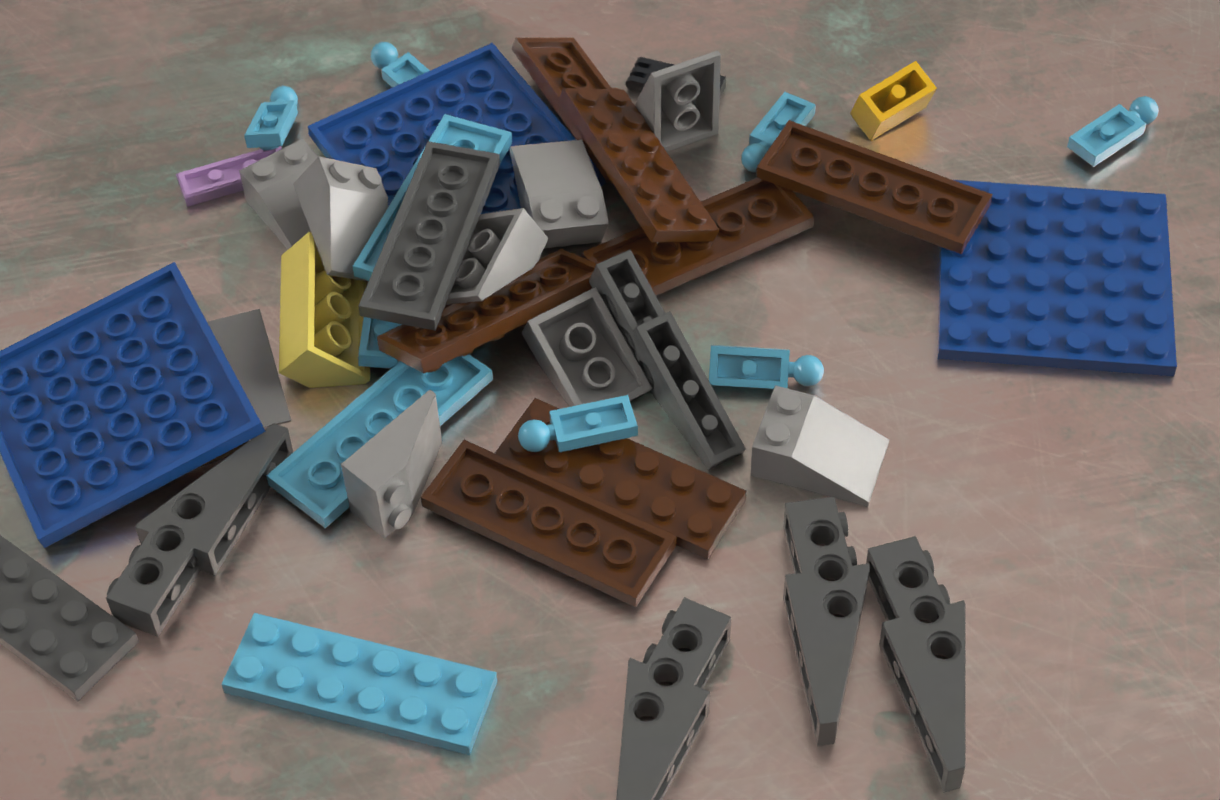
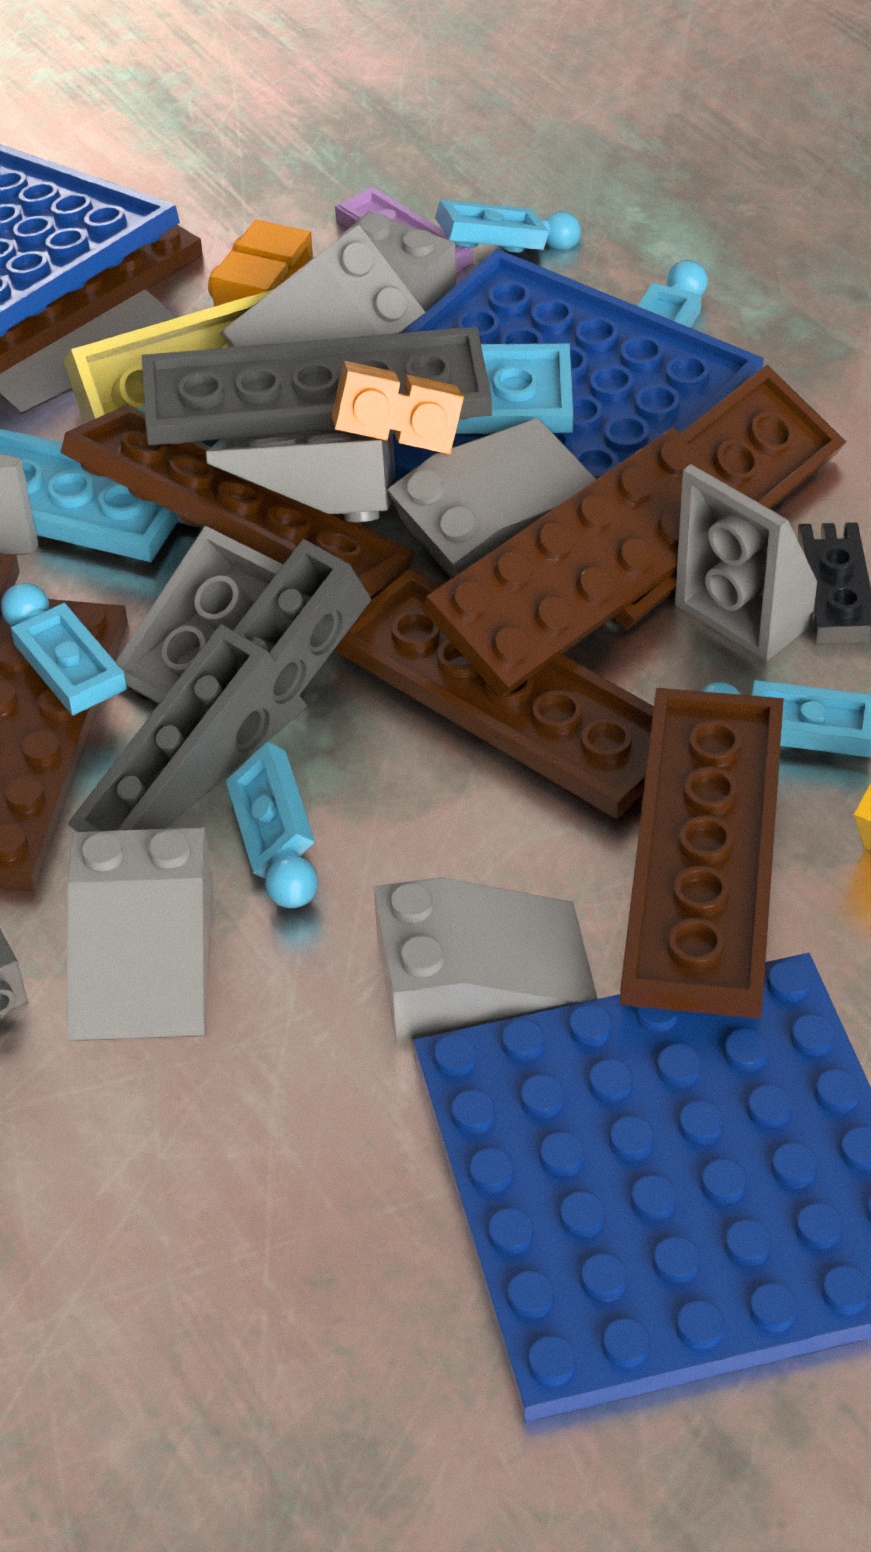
camera: 70 degrees right, 5 degrees down
(246, 259) = (260, 261): none -> light orange piece
(498, 192) = (371, 406): none -> piece
(893, 312) = (475, 955): none -> light grey slope

